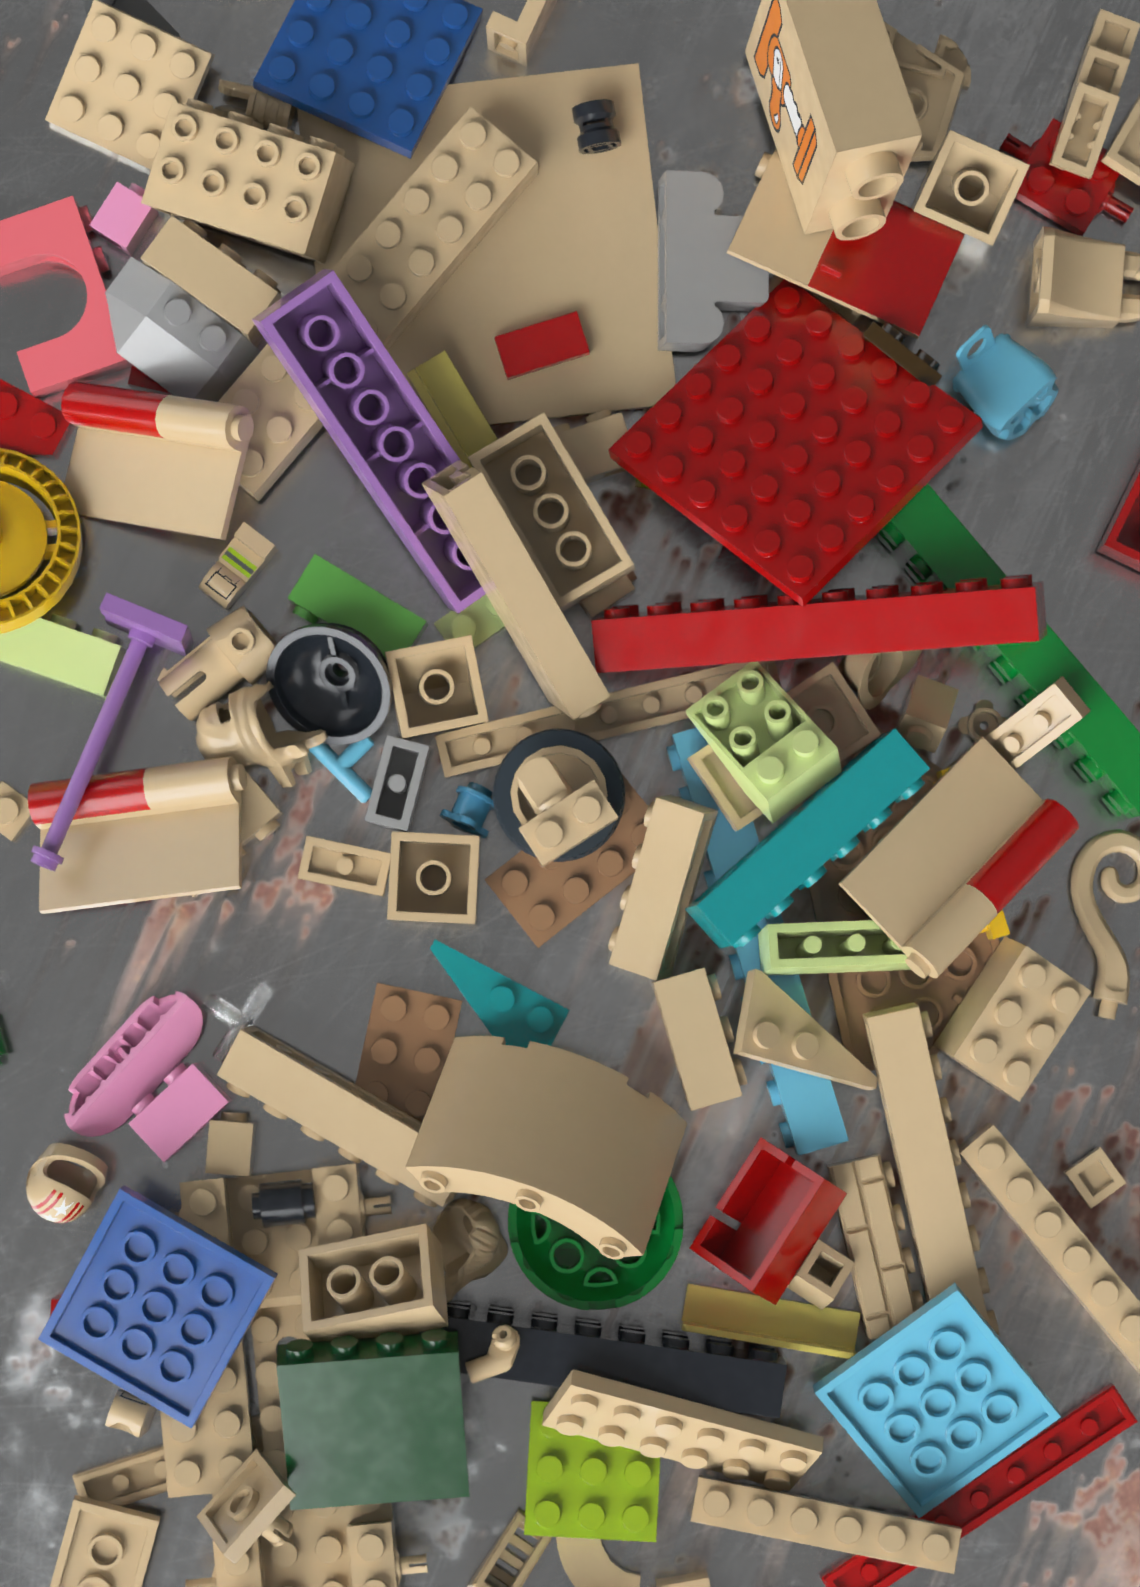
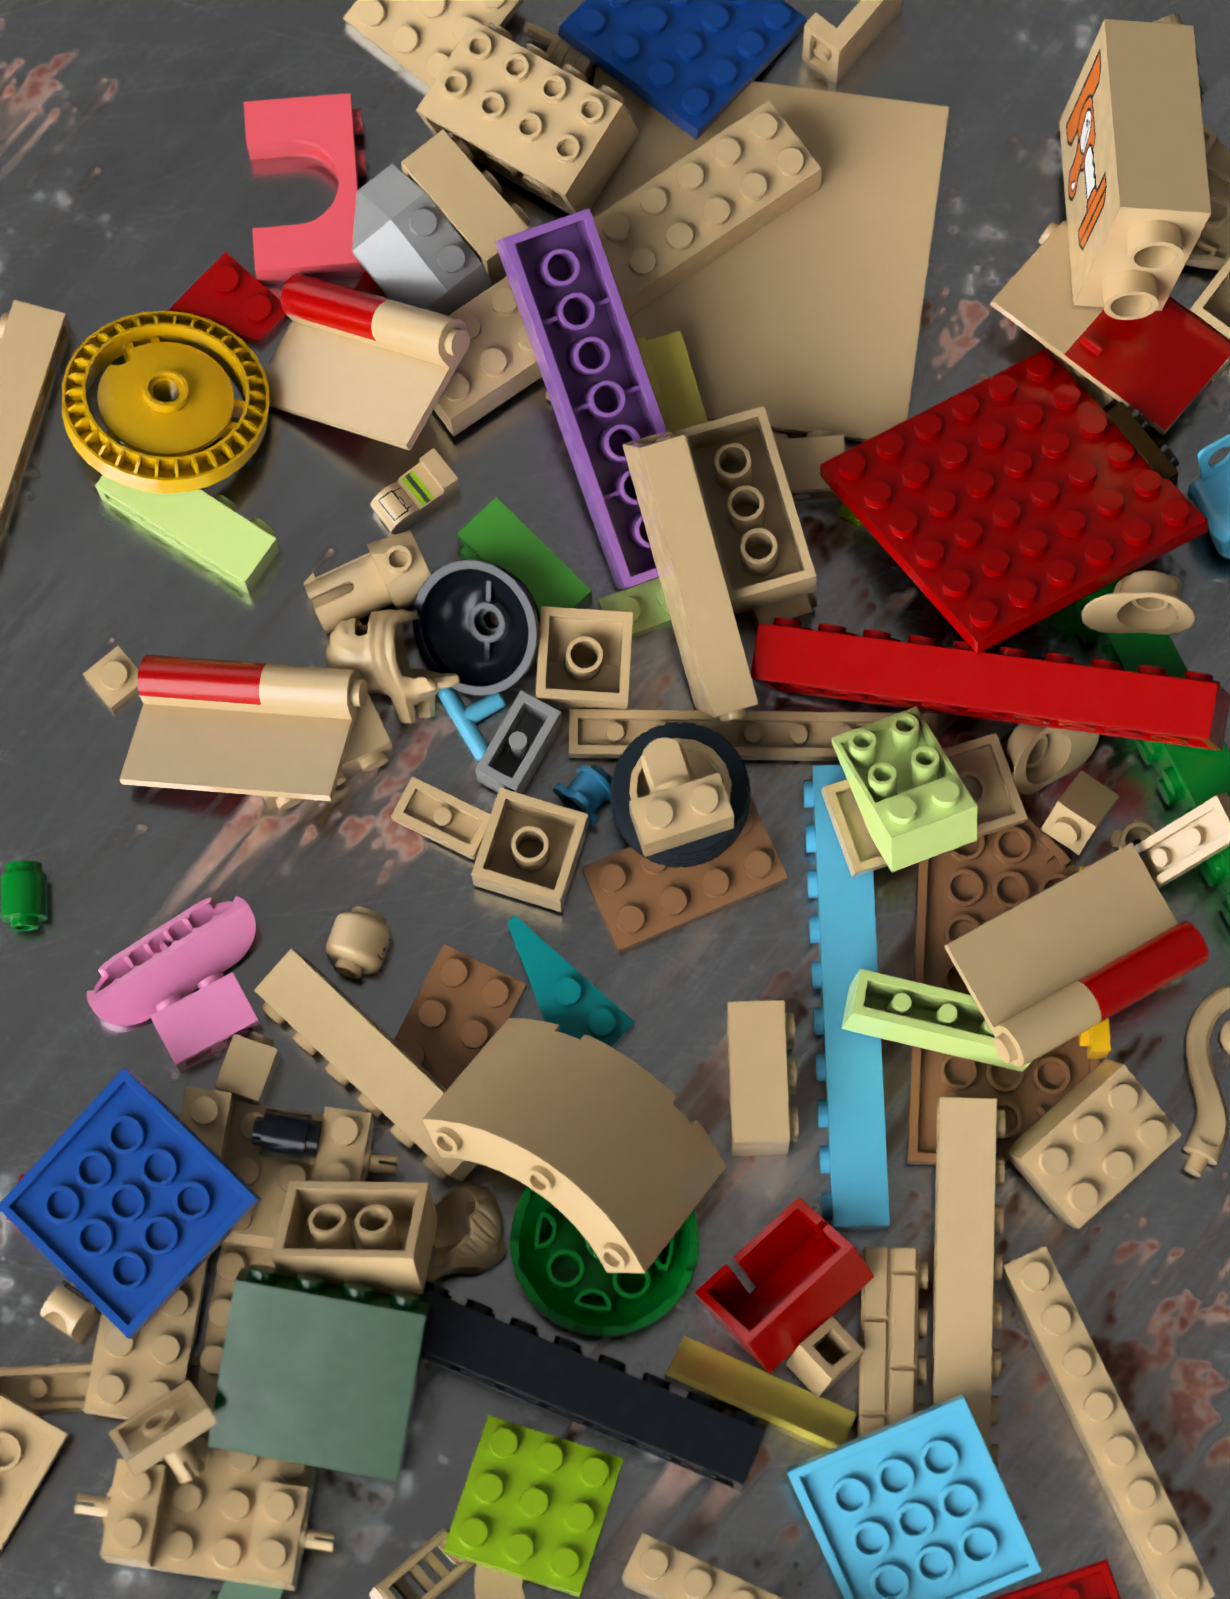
camera: 20 degrees right, 10 degrees down
(61, 1189) = (60, 1068): tan helmet -> none
(124, 218) = (394, 129): bright pink brick -> none
(144, 630) = (305, 527): medium lavender tile -> none
(234, 1018) = (285, 941): clear piece -> none
(299, 1002) = (358, 942): none -> tan head
(499, 1357) = (468, 1340): tan arm -> none
(542, 345) = (780, 353): red tile -> none
(596, 126) = (890, 154): black wheel -> none
(662, 886) = (762, 914): tan brick -> none
(681, 1431) = (637, 1476): tan plate -> none
(694, 264) = (954, 313): light grey brick -> none
(785, 1035) = (852, 1096): tan wing -> none
(808, 838) = (922, 898): teal brick -> none
(942, 513) = (1141, 604): none -> tan piece
(1094, 1177) = (1139, 1335): tan plate -> none

